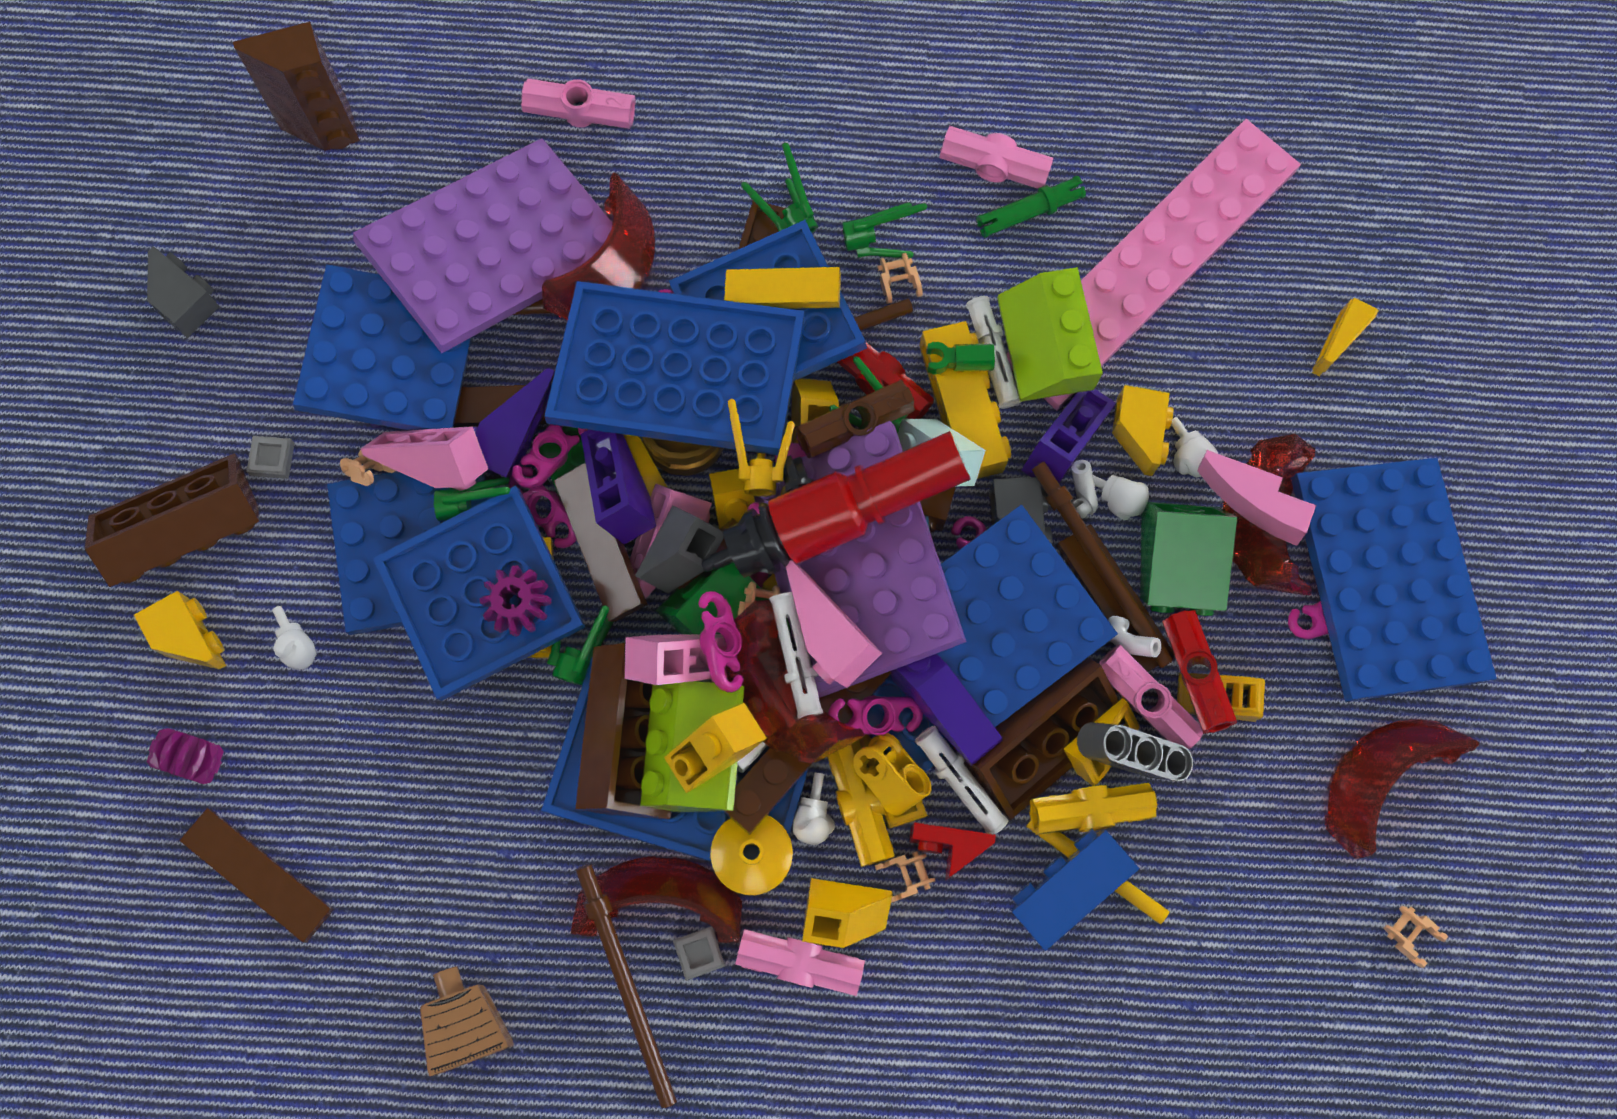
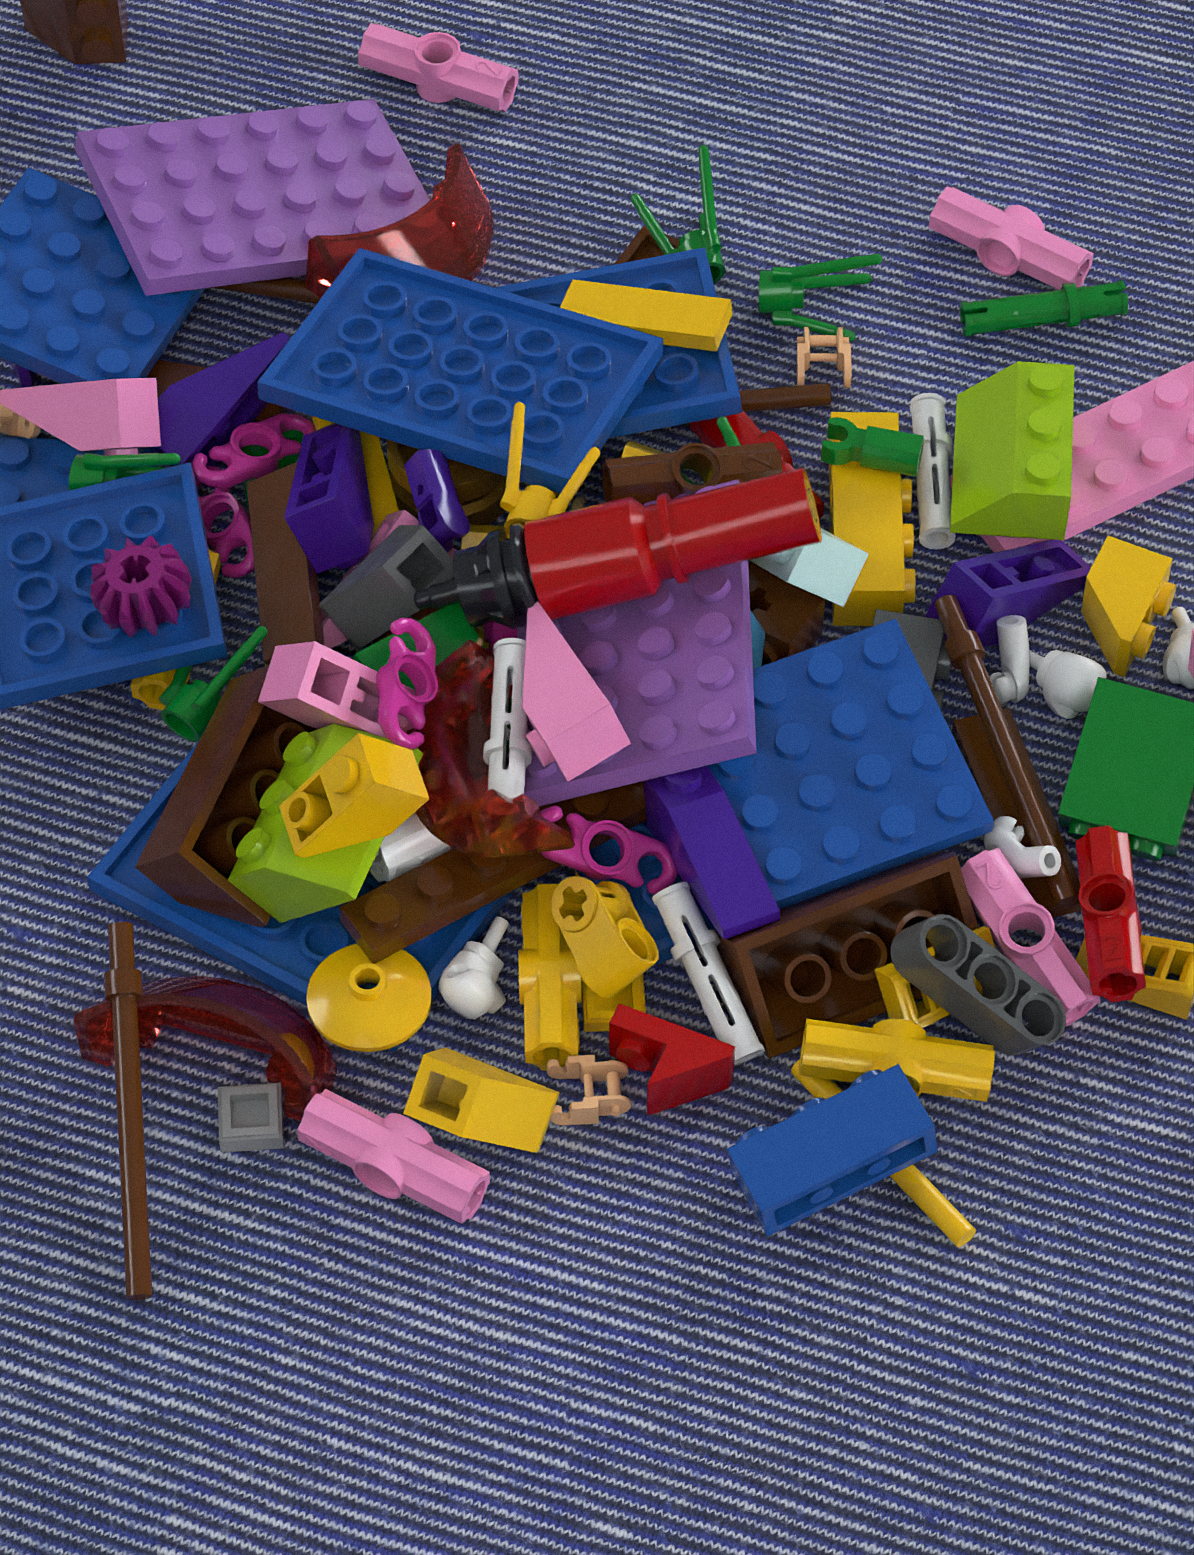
camera: 20 degrees right, 20 degrees down
(691, 478) = (436, 497): none -> dark purple bar

